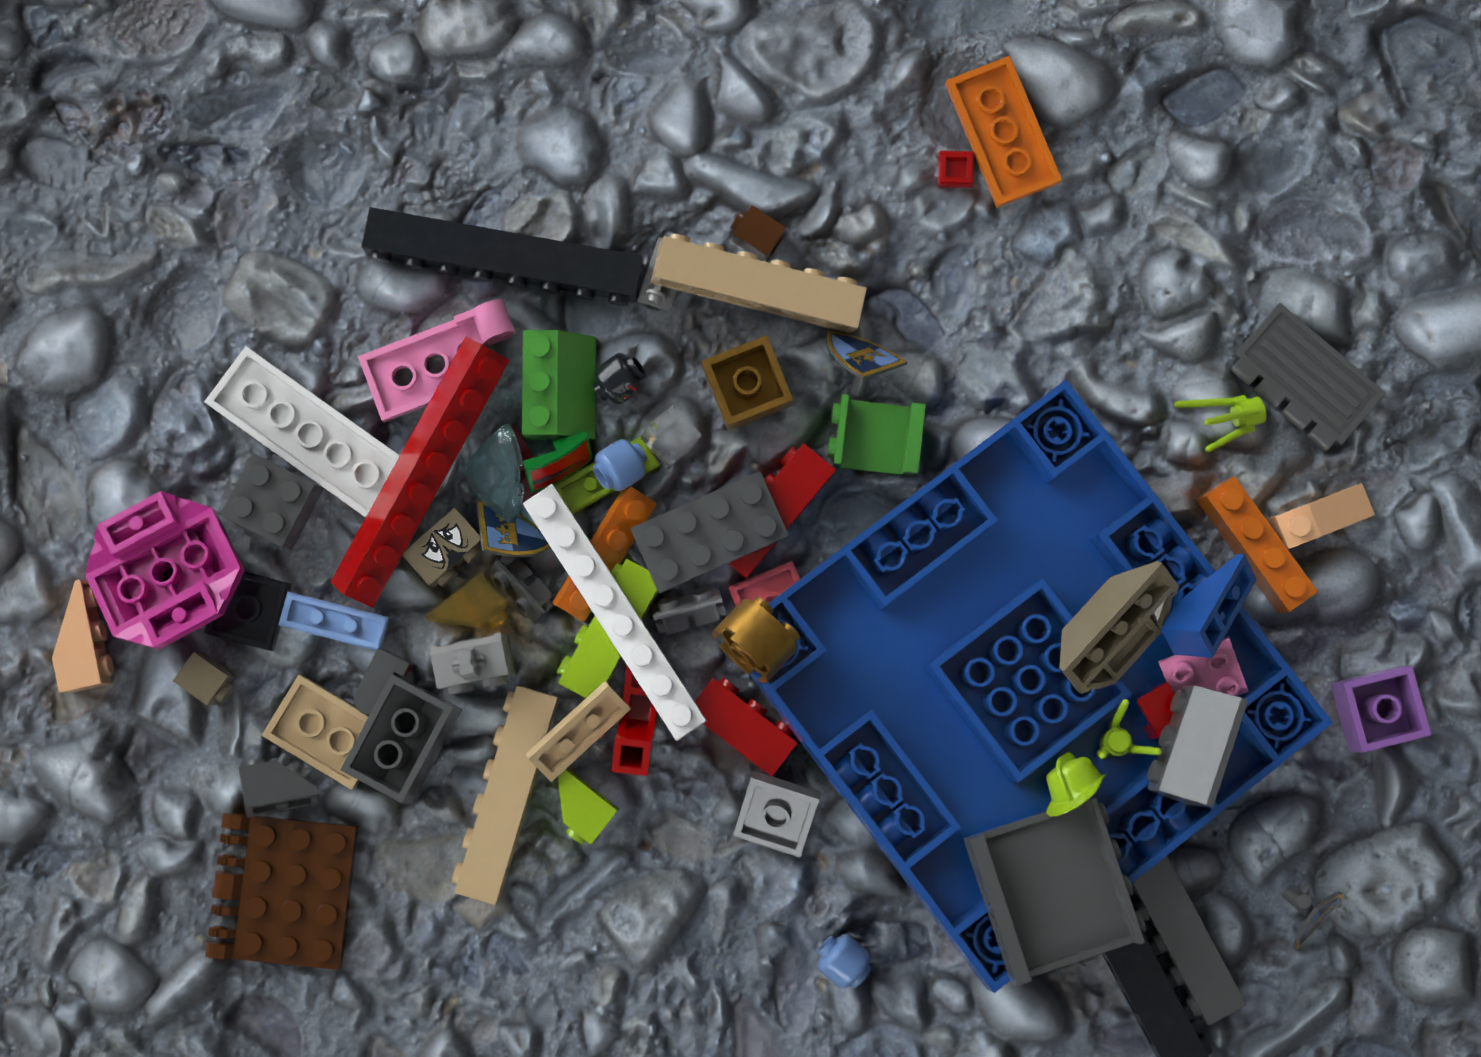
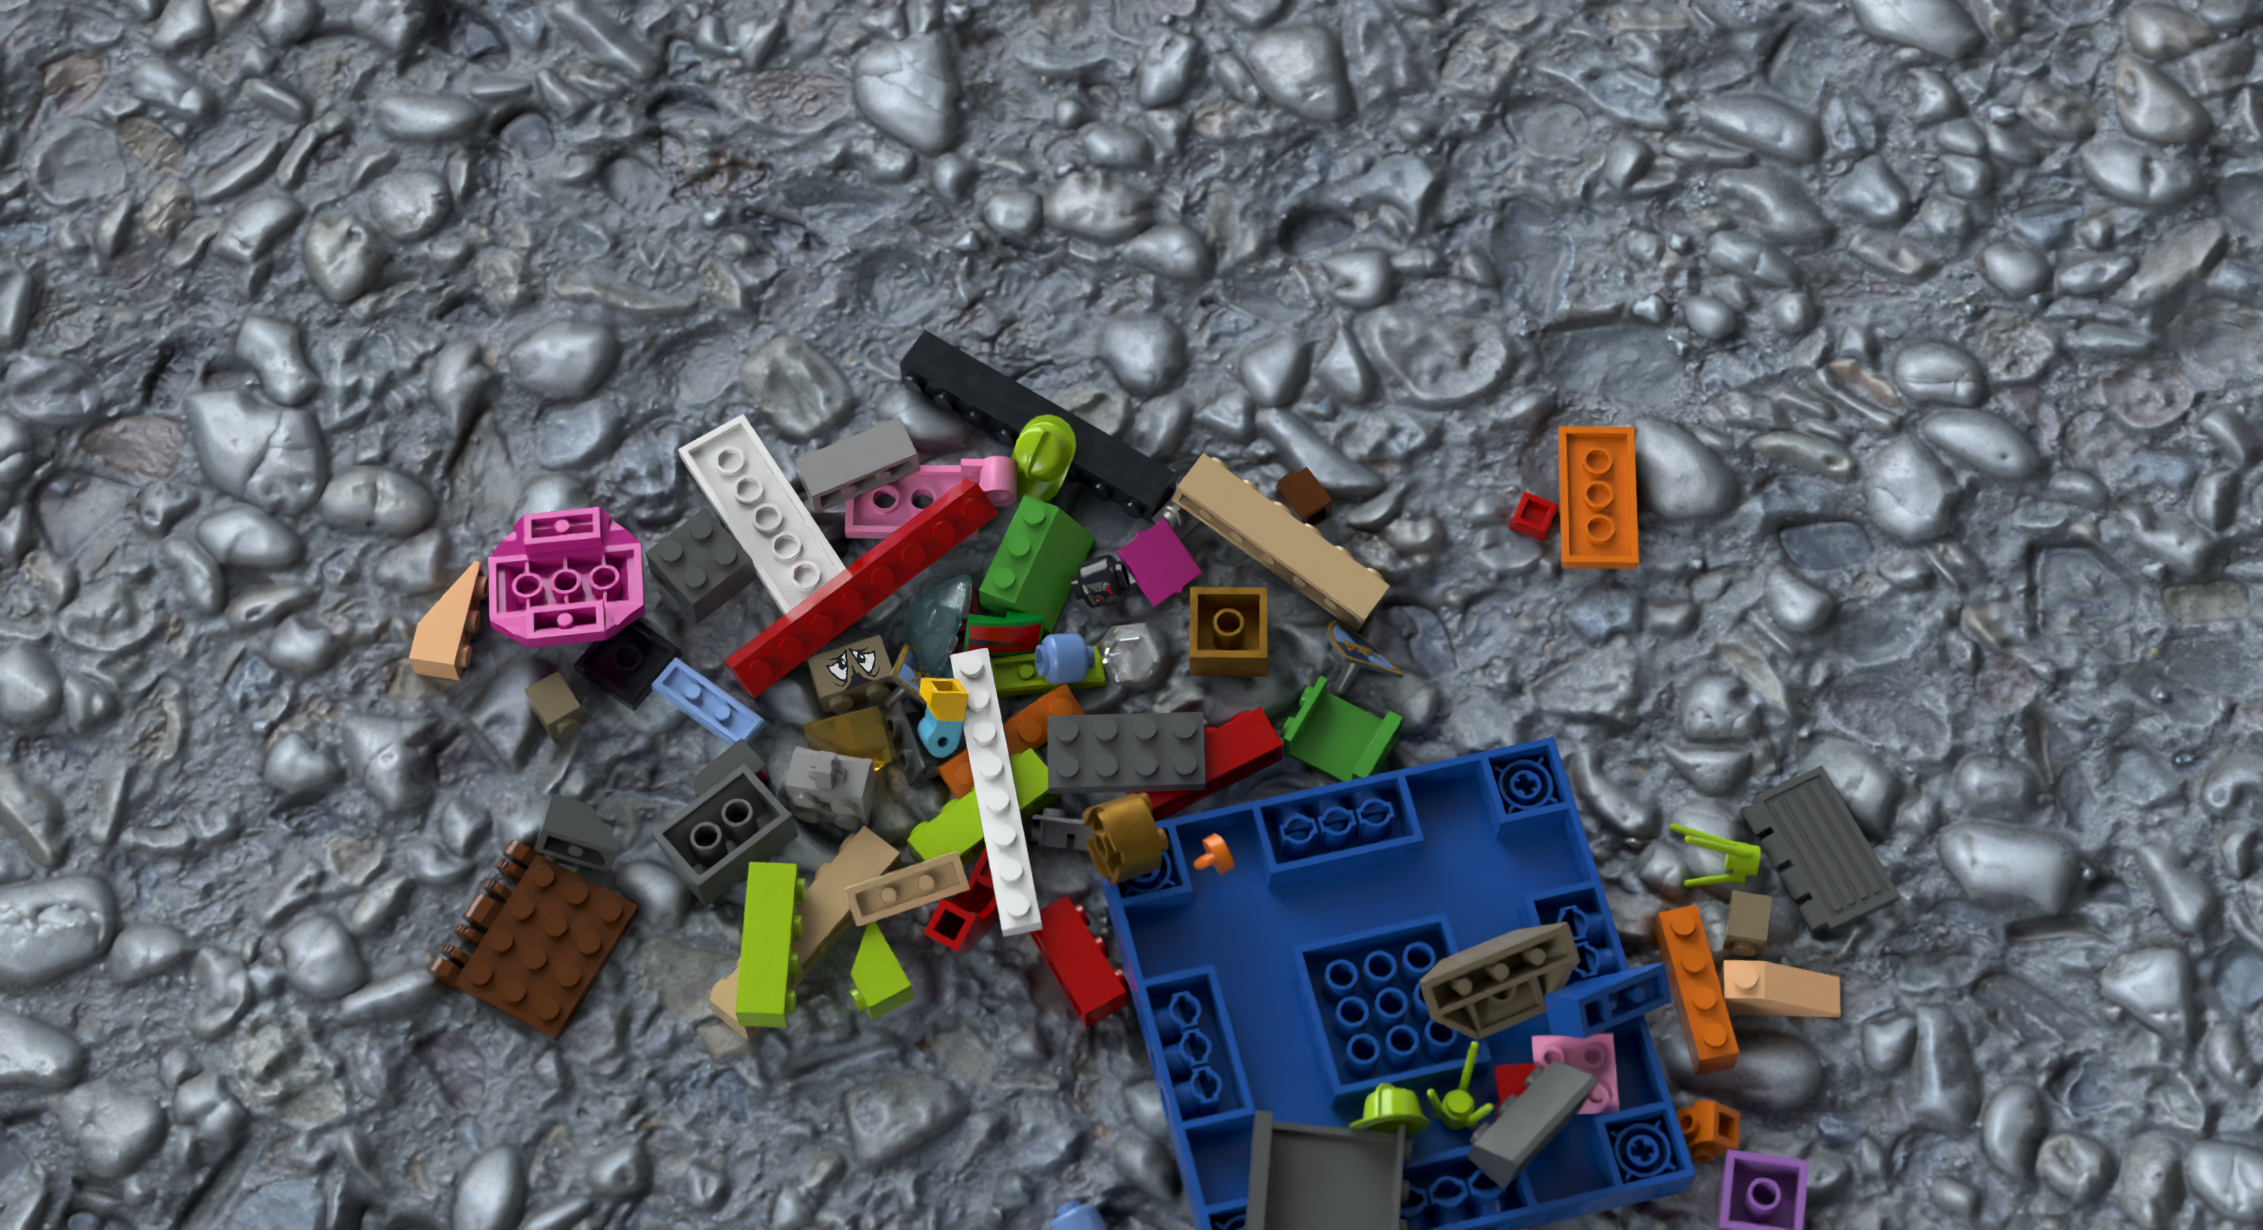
camera: 25 degrees right, 20 degrees down
(317, 728) = (641, 795): tan plate -> none
(365, 358) = (857, 464): none -> light grey brick
(485, 832) = (768, 945): none -> lime brick
(523, 284) = (1043, 456): none -> lime piece
(541, 560) = (943, 716): none -> leg
(661, 341) = (1158, 562): none -> dark pink piece
(776, 814) = (1073, 1056): hinge -> none
(835, 612) = (1217, 855): none -> orange tile
(1274, 469) = (1747, 923): none -> dark tan brick
(1316, 664) = (1709, 1129): none -> orange brick

